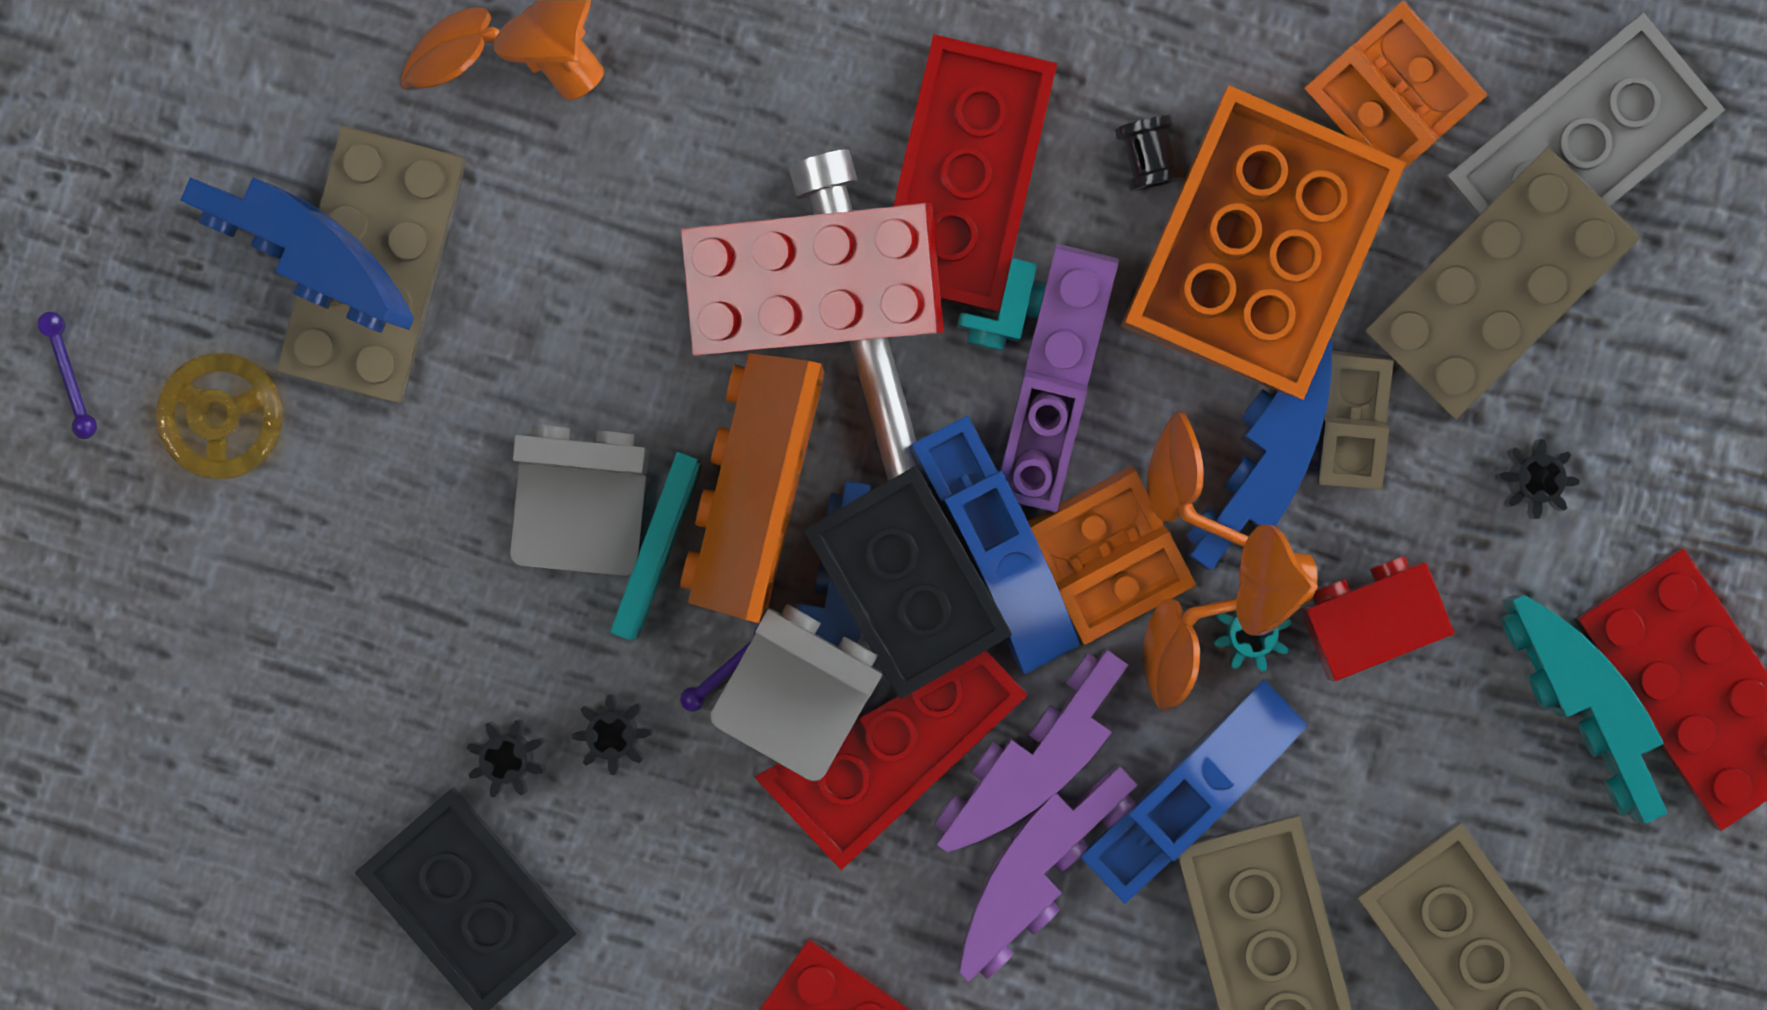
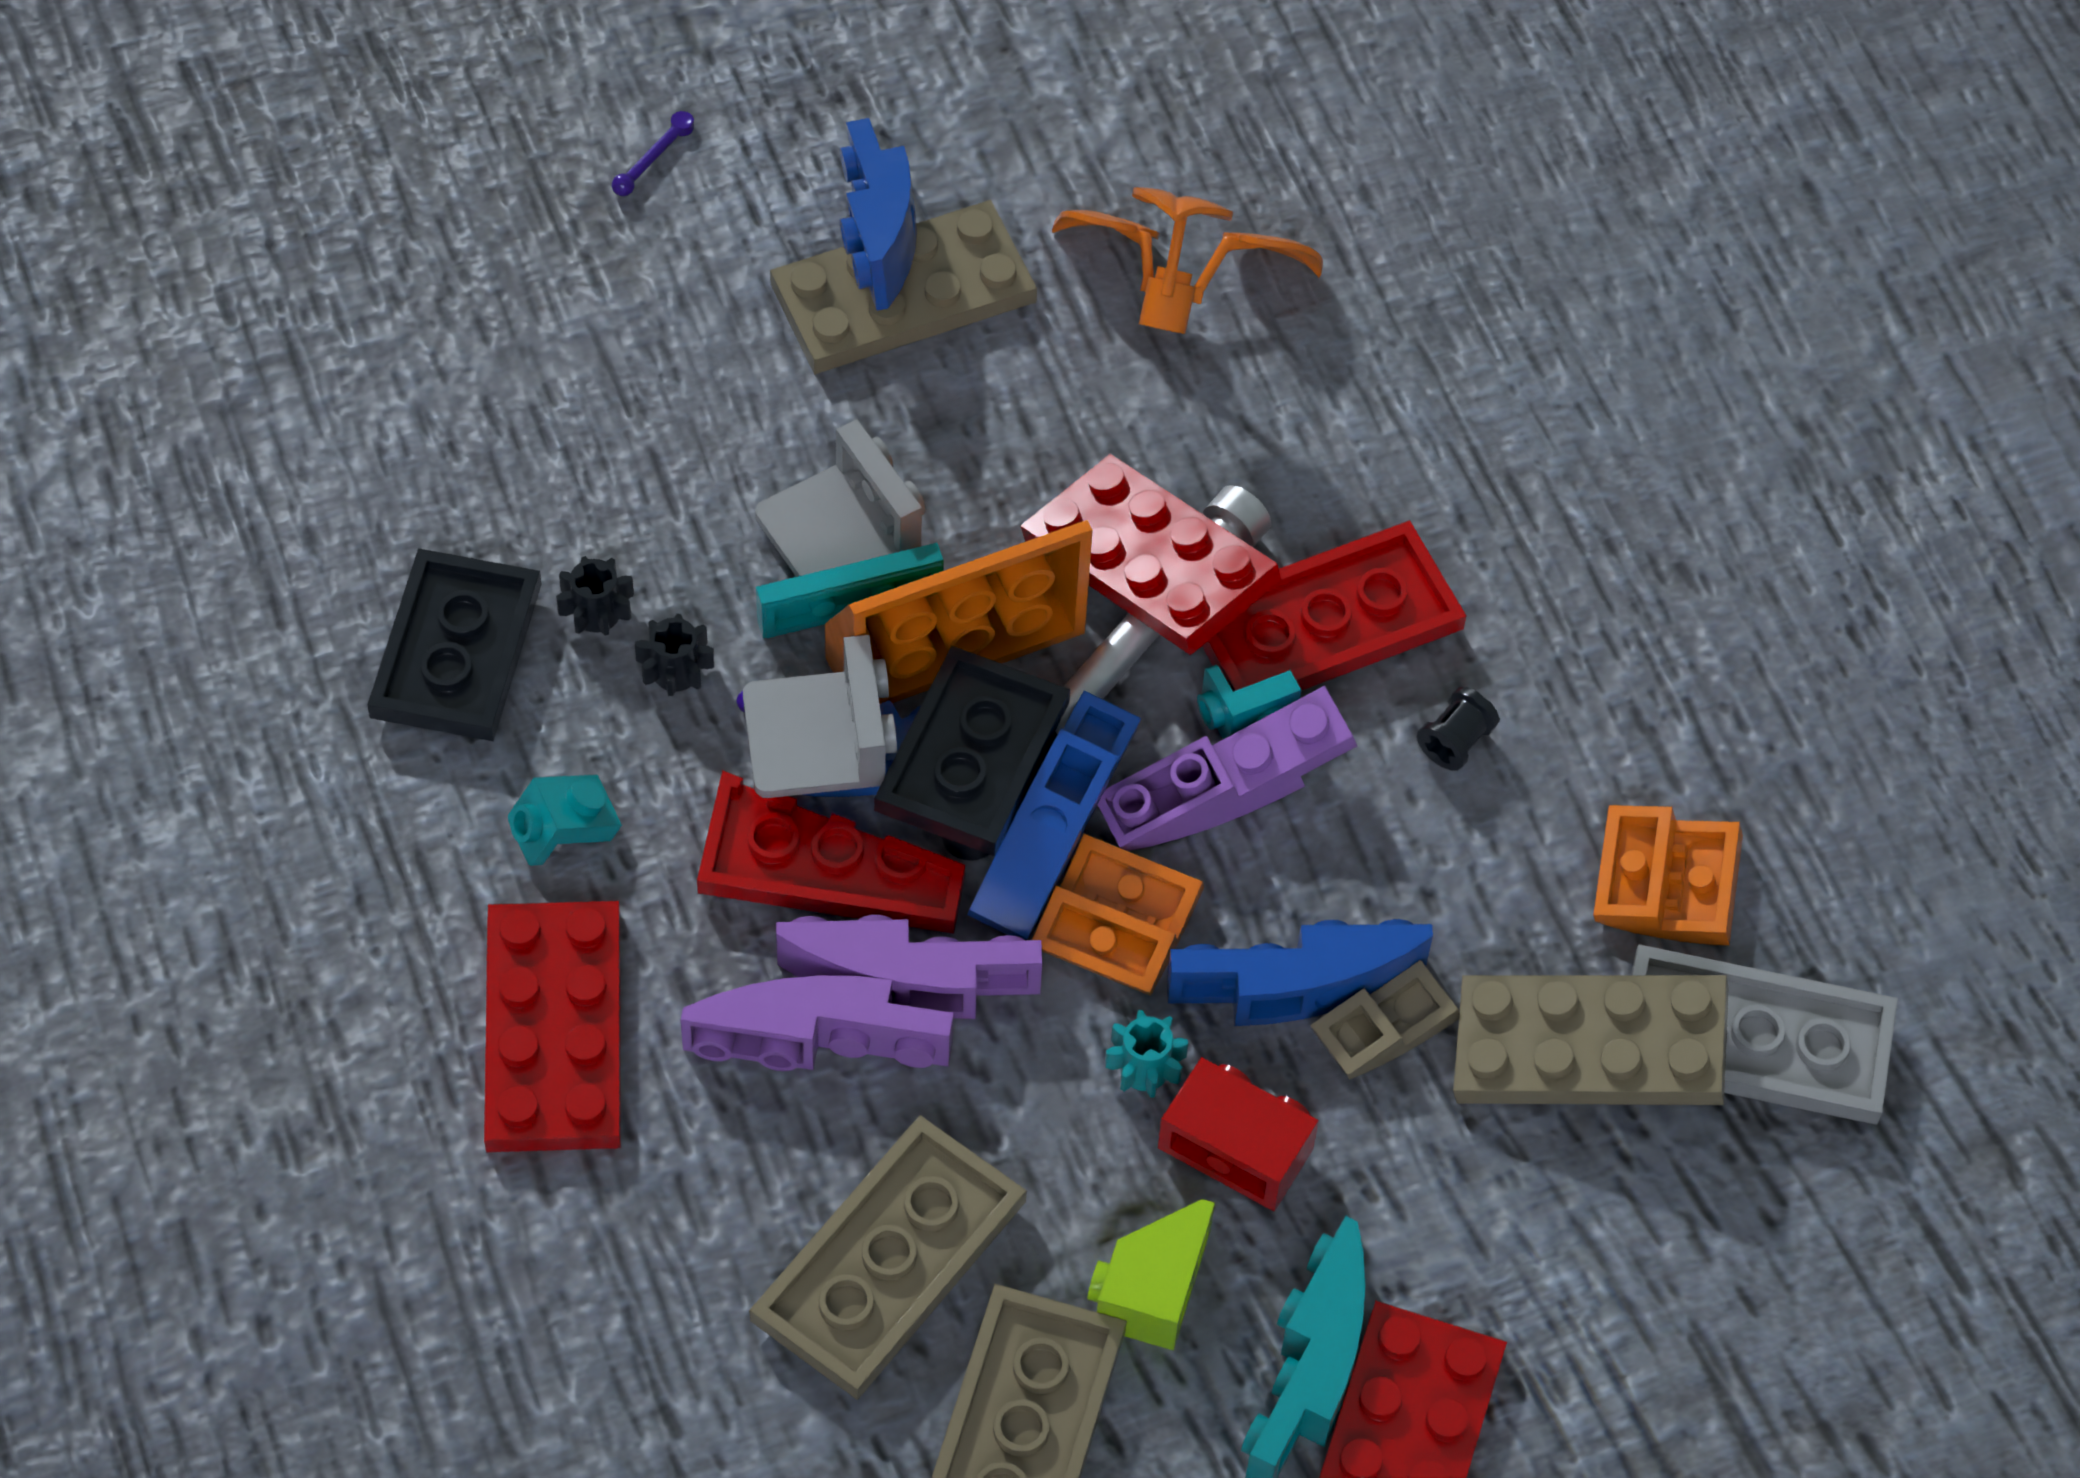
camera: 45 degrees right, 30 degrees down
(198, 405) = (704, 256): clear yellow piece -> none
(696, 928) = (561, 813): none -> teal bracket
(1194, 791) = (982, 1085): blue slope -> none
(1263, 243) = (1458, 828): orange slope -> none
(1270, 574) = (1205, 1010): orange plant -> none
(1438, 772) = (1154, 1274): none -> lime slope
(1554, 481) = (1462, 1164): black gear -> none

